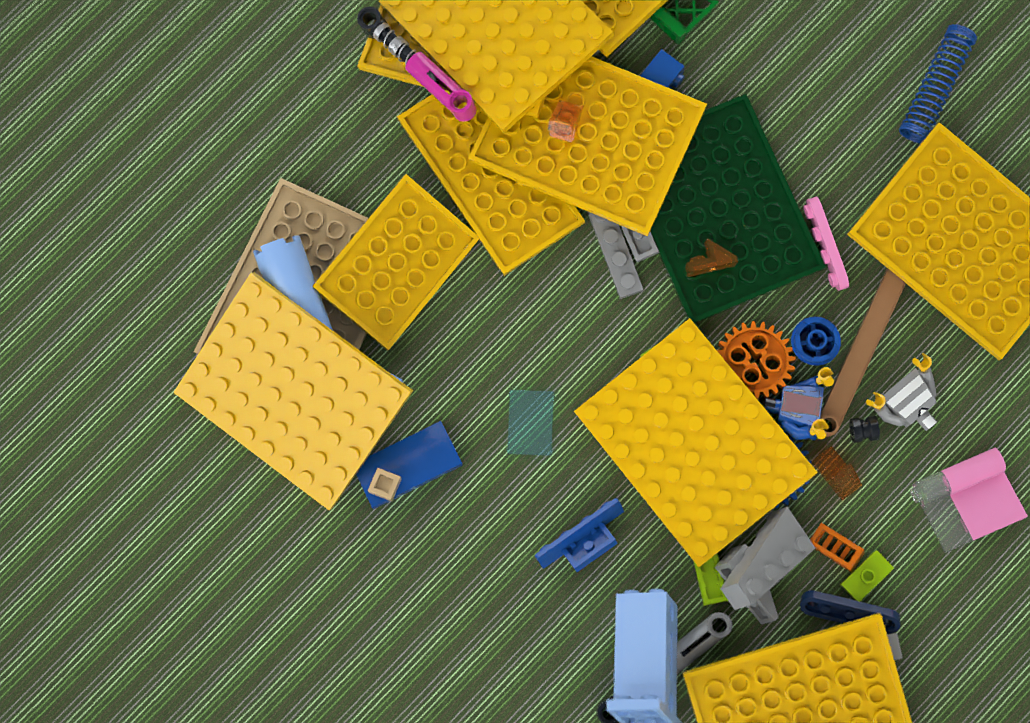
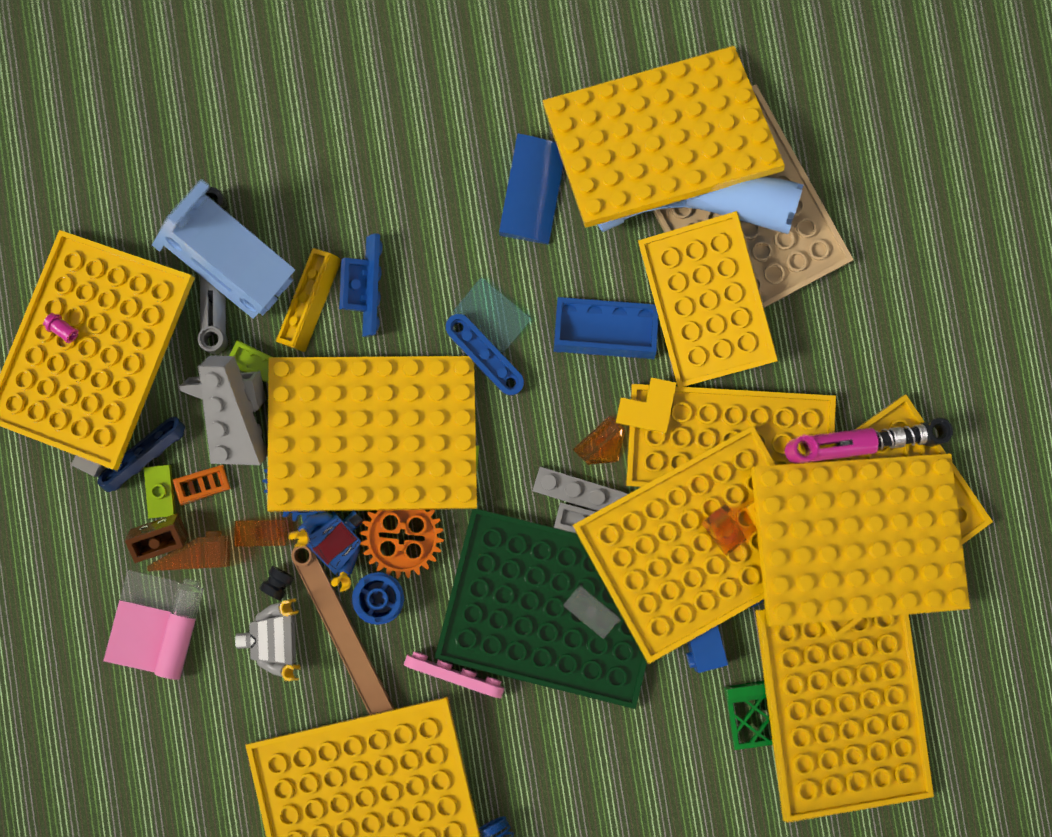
camera: 120 degrees right, 5 degrees up
(384, 484) = (527, 154): tan plate -> none
(474, 326) = (606, 328): none -> blue slope
(514, 240) = (653, 413): none -> yellow tile
(566, 264) = (602, 444): none -> clear orange slope
(566, 403) = (484, 354): none -> blue plate
(628, 575) = (308, 300): none -> yellow slope
(700, 176) = (591, 612): none -> clear panel
(717, 259) = (508, 569): clear orange slope -> none
(889, 505) = (201, 552): none -> clear orange slope
(904, 547) = (156, 538): none -> reddish brown brick

